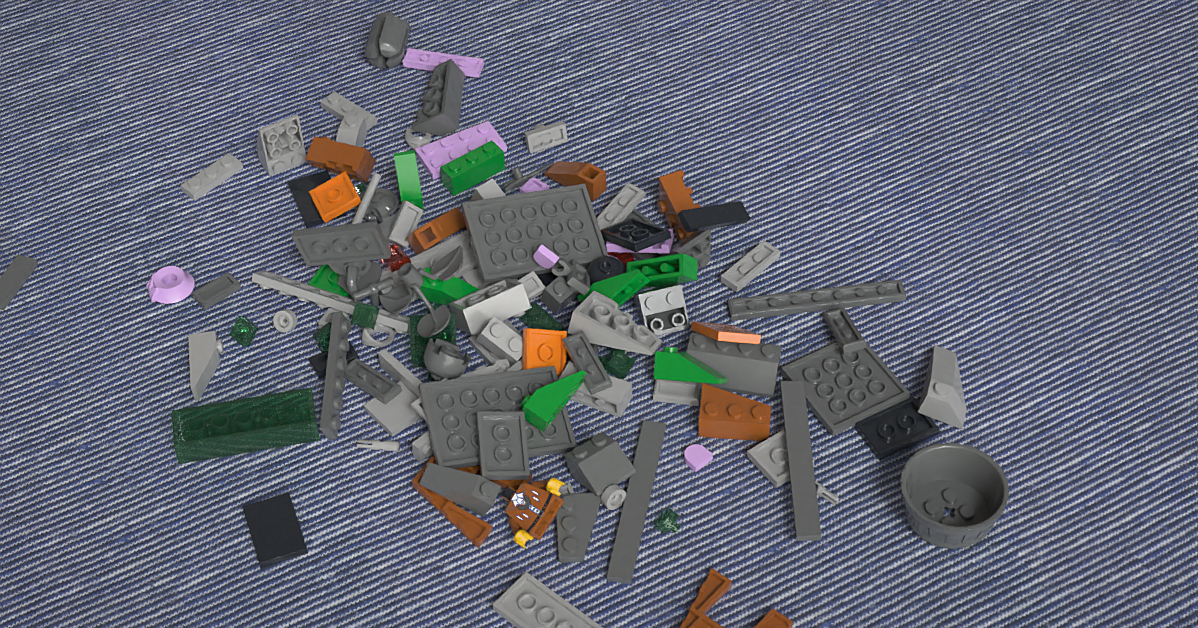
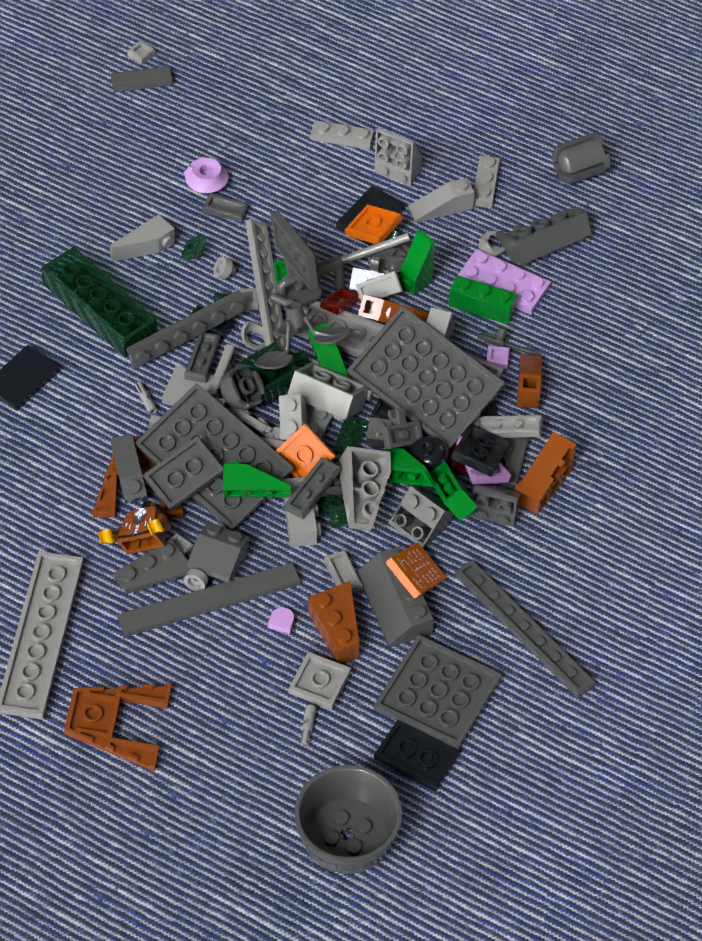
camera: 55 degrees right, 5 degrees up
(341, 157) = (416, 204): dark orange wedge -> none
(365, 315) = (256, 313): clear green plate -> none
(428, 60) = (598, 217): lavender plate -> none
(532, 285) = (368, 406): light grey tile -> none
(545, 136) = (562, 331): light grey tile -> none
(545, 257) = (399, 397): lavender tile -> none
(667, 521) = (197, 630): clear green tile -> none
(683, 367) = (359, 562): green slope -> none
(713, 216) = (550, 499): black tile -> none
(750, 266) = (524, 558): light grey plate -> none
(800, 461) = (321, 692): dark grey tile -> none
(844, 330) = (494, 662): dark grey tile -> none
(943, 389) = (485, 769): light grey wedge -> none

